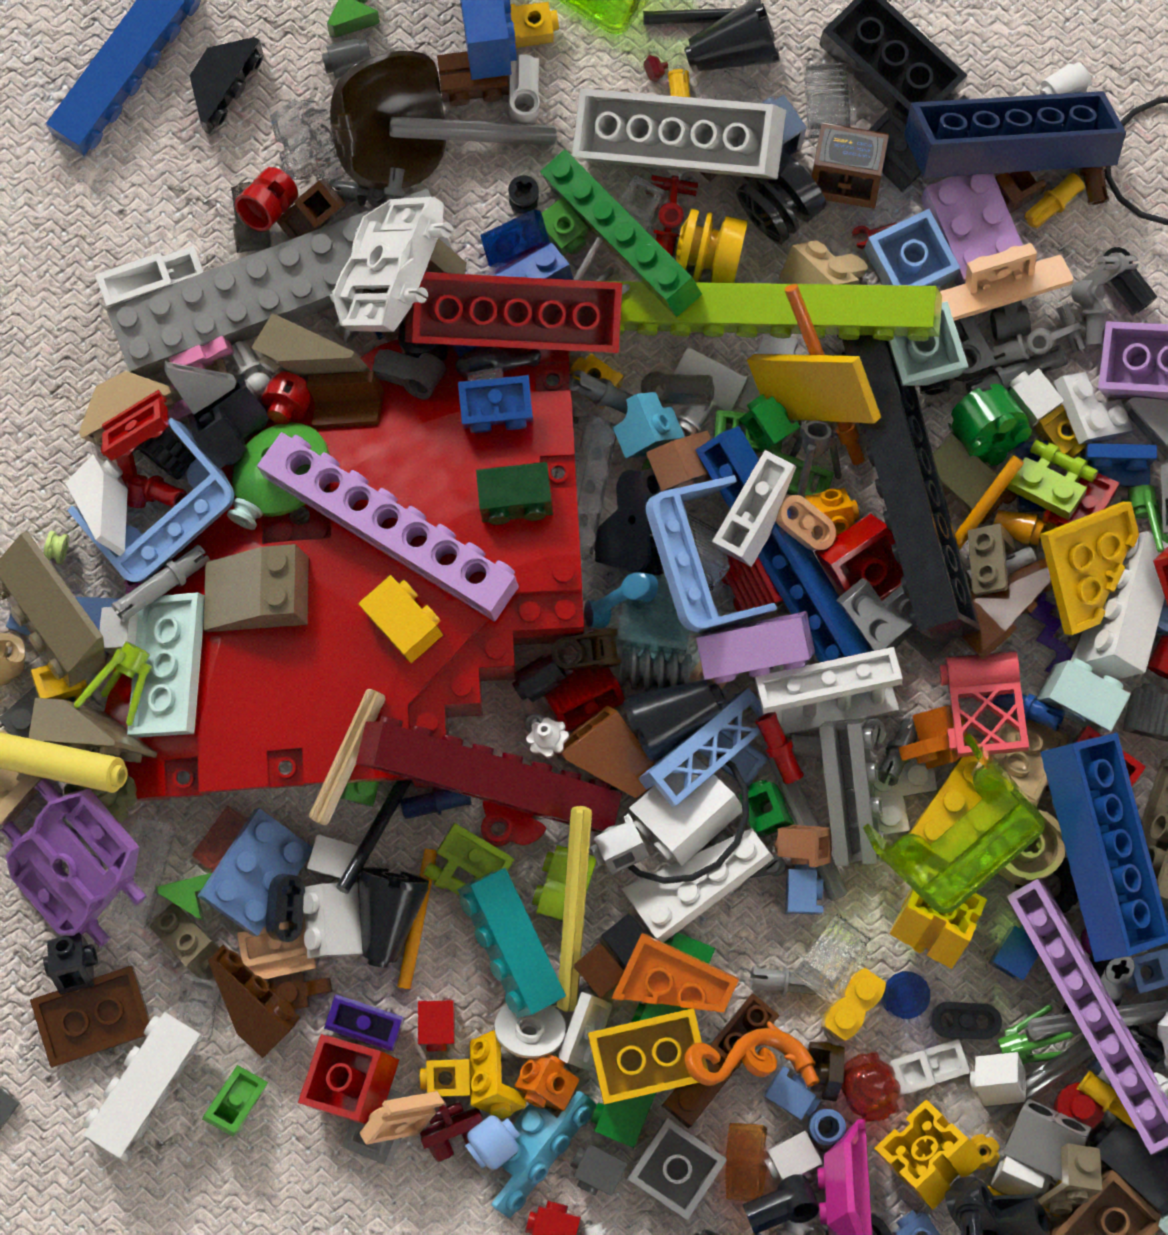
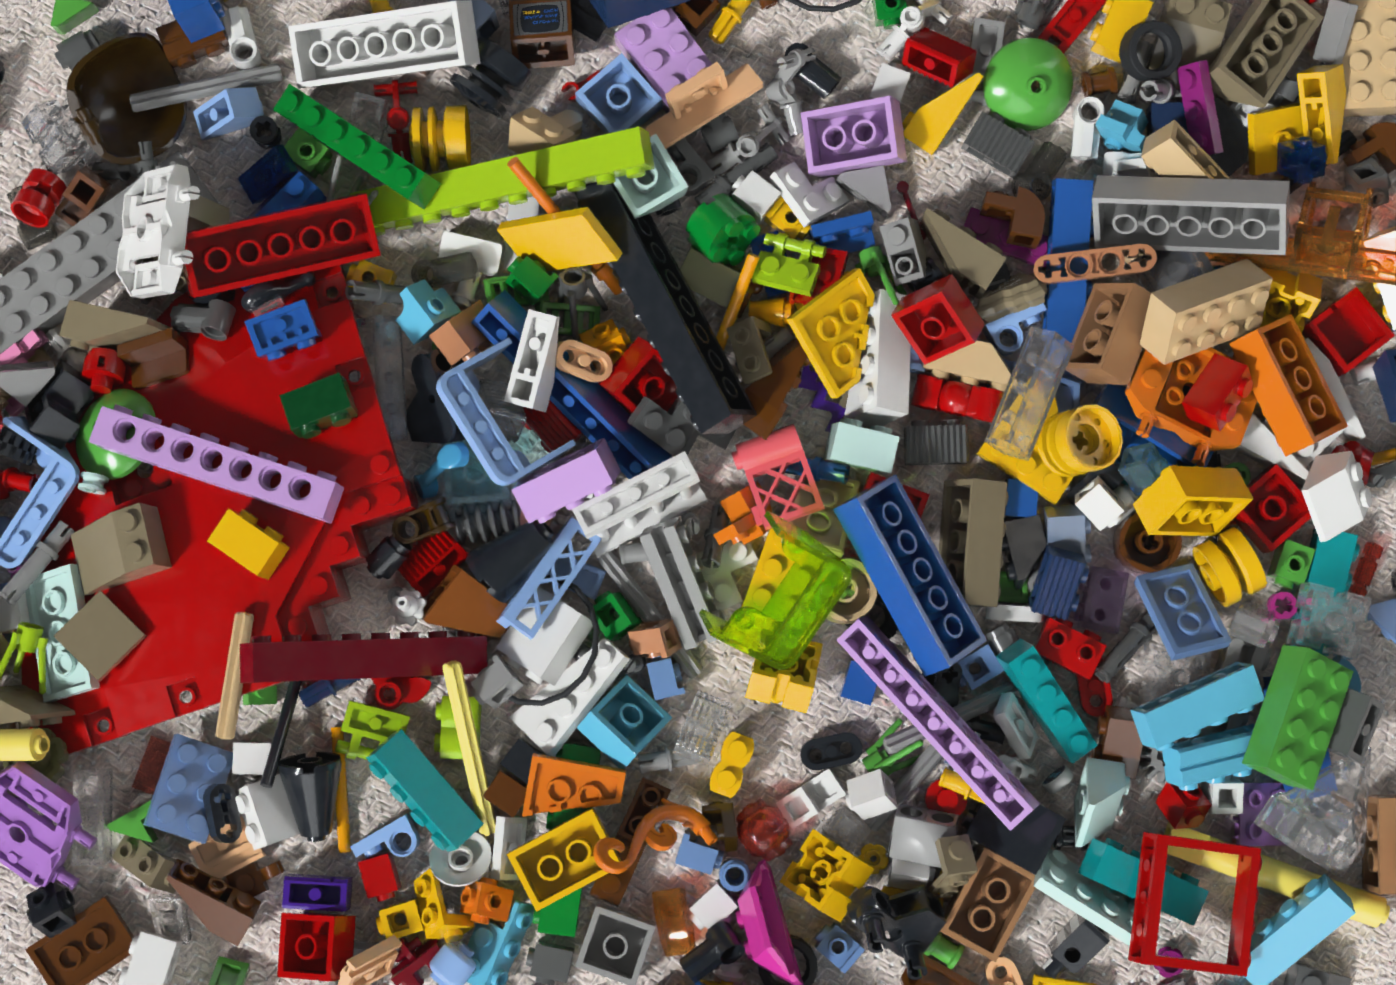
camera: 15 degrees left, 5 degrees up
(211, 677) = (100, 636): none -> dark tan tile
(436, 986) = (388, 834): none -> light blue plate
(489, 163) = (228, 112): none -> light blue slope
(748, 926) = (624, 722): none -> medium azure brick
(779, 748) = (611, 562): red pin -> none
(906, 995) = (774, 743): clear blue piece -> none

